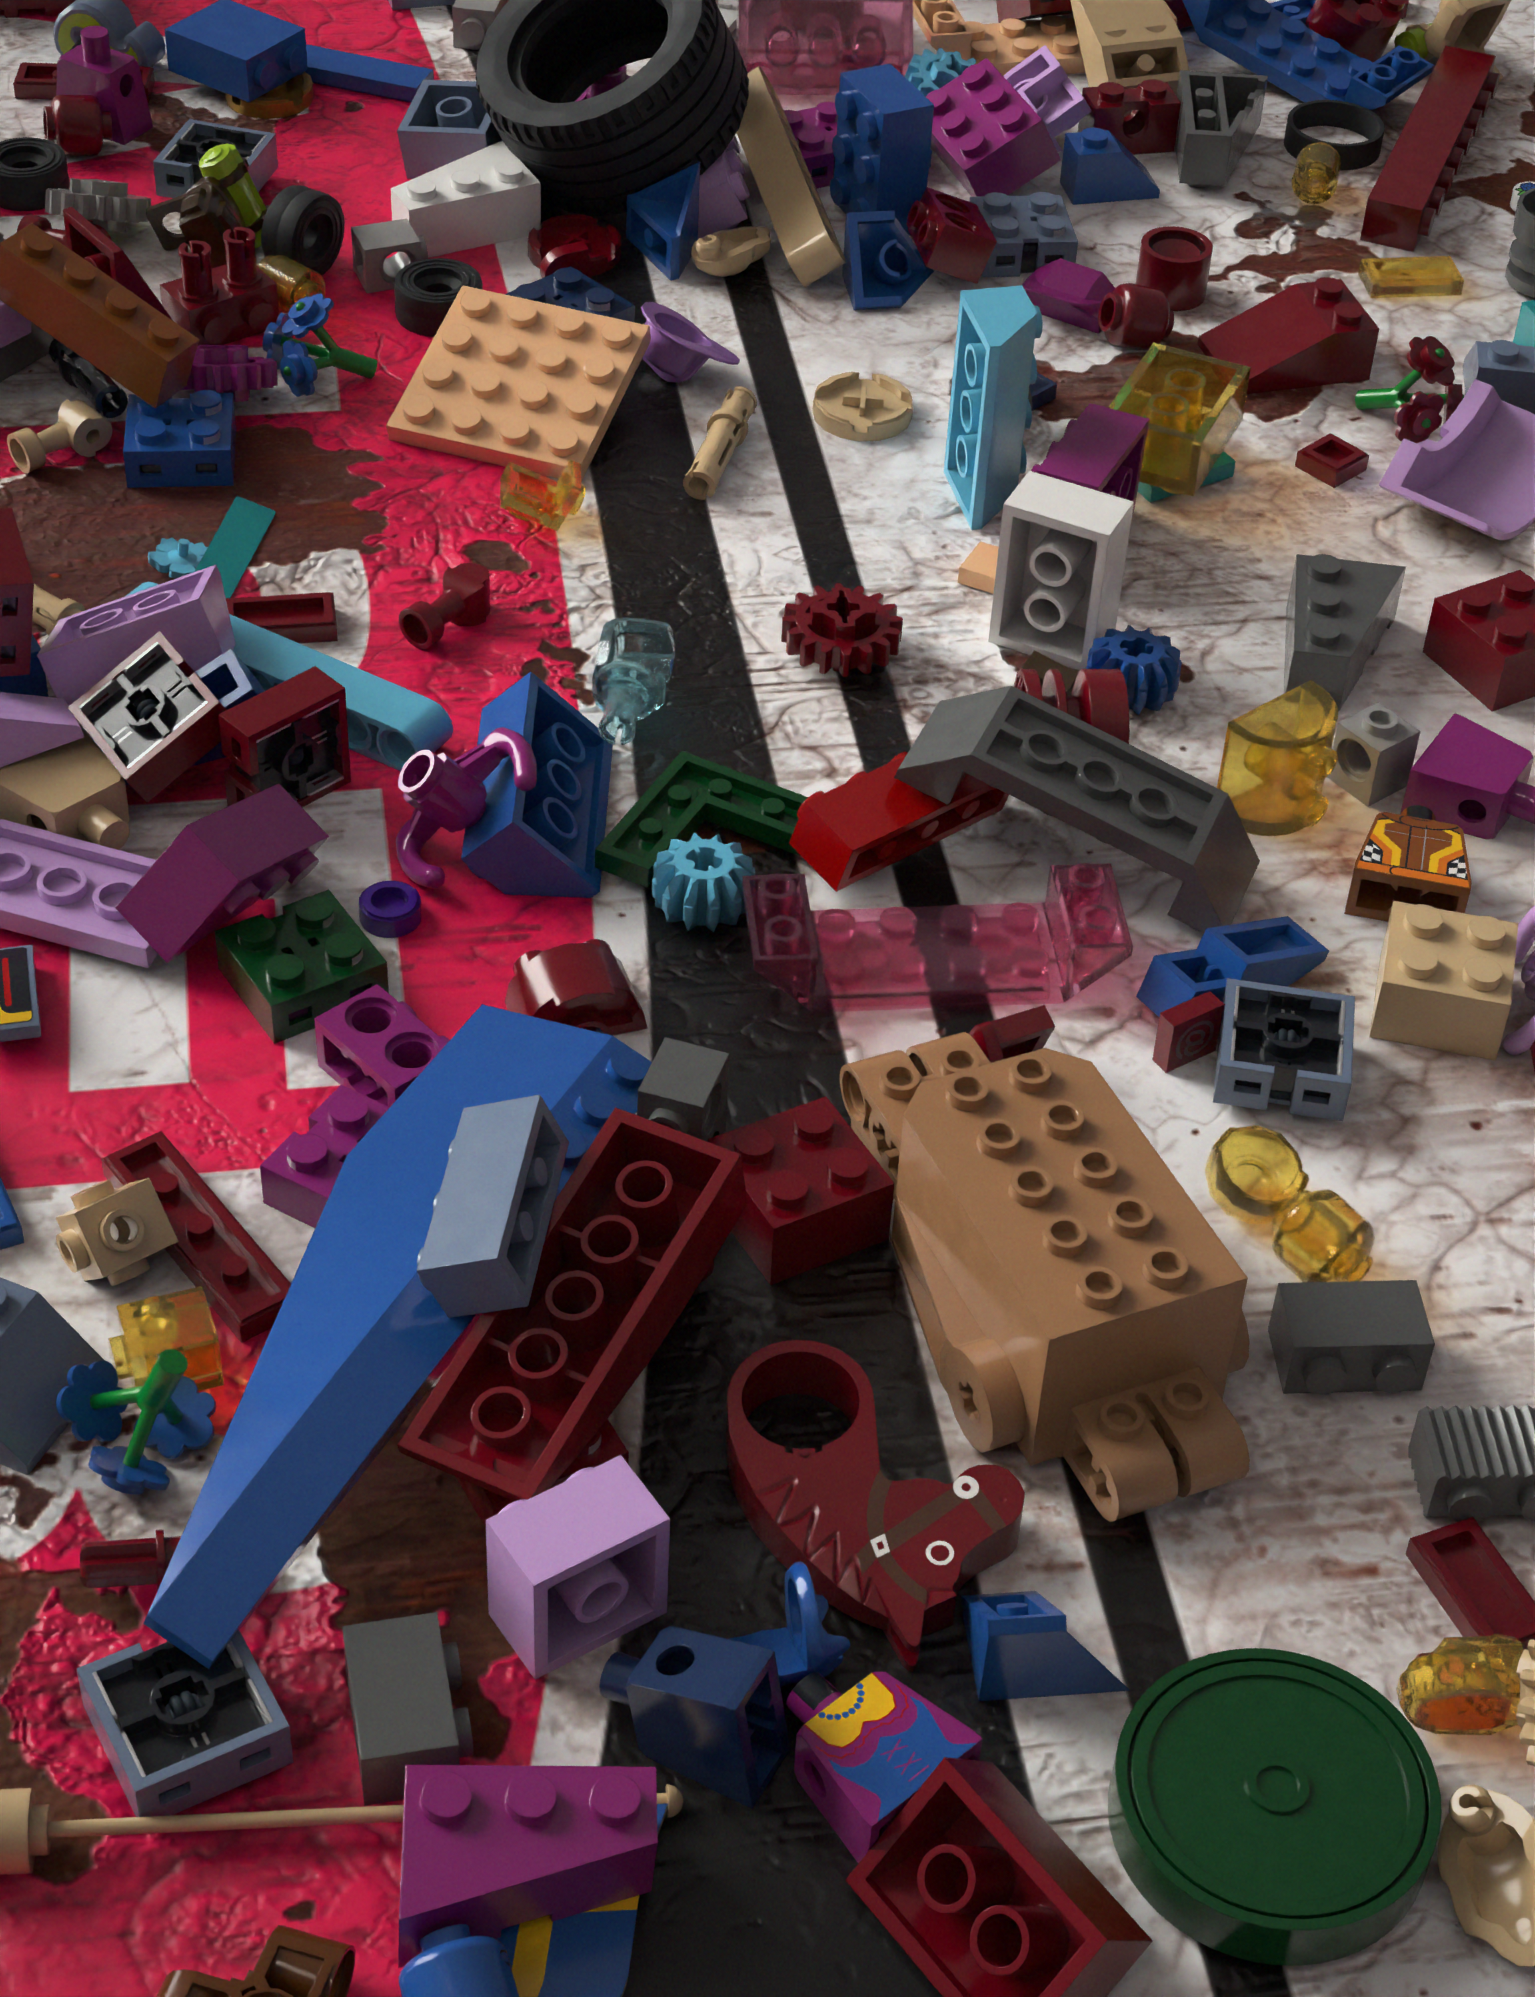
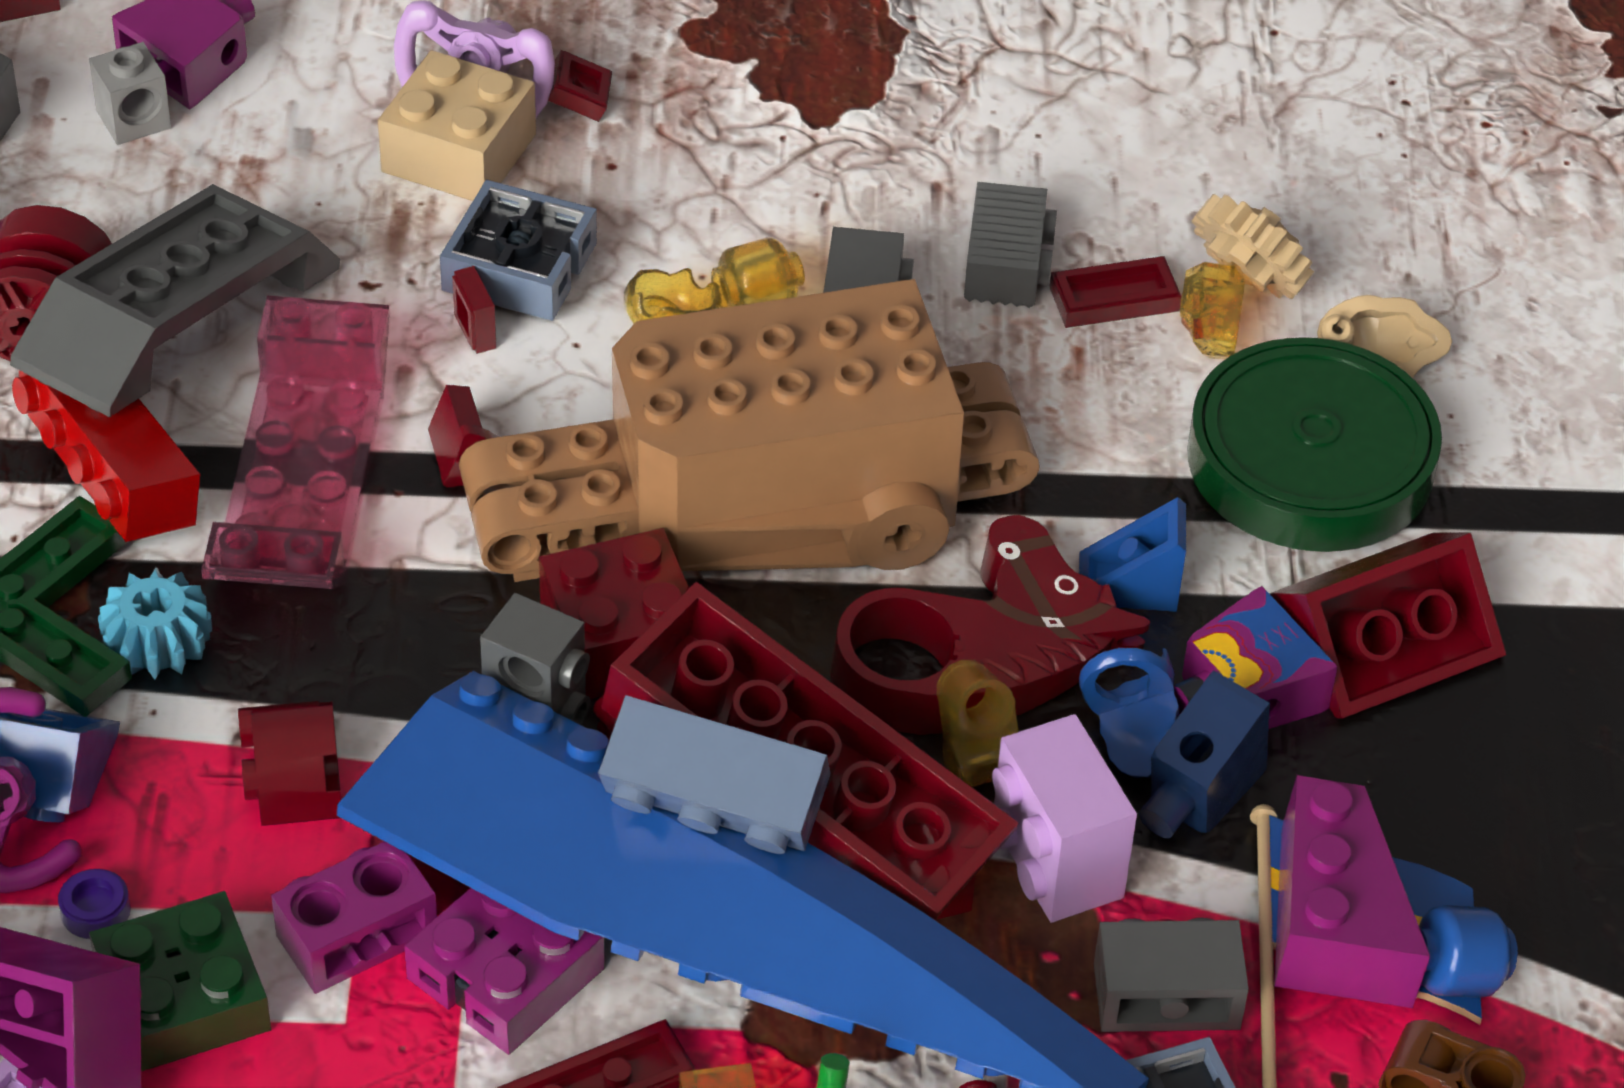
camera: 80 degrees left, 5 degrees up
(706, 1484) = (974, 733): none -> clear yellow piece
(1254, 951) = (398, 266): blue slope -> none
(1280, 760) = (144, 140): clear yellow brick -> none
(1410, 862) = (298, 111): dark orange torso -> none

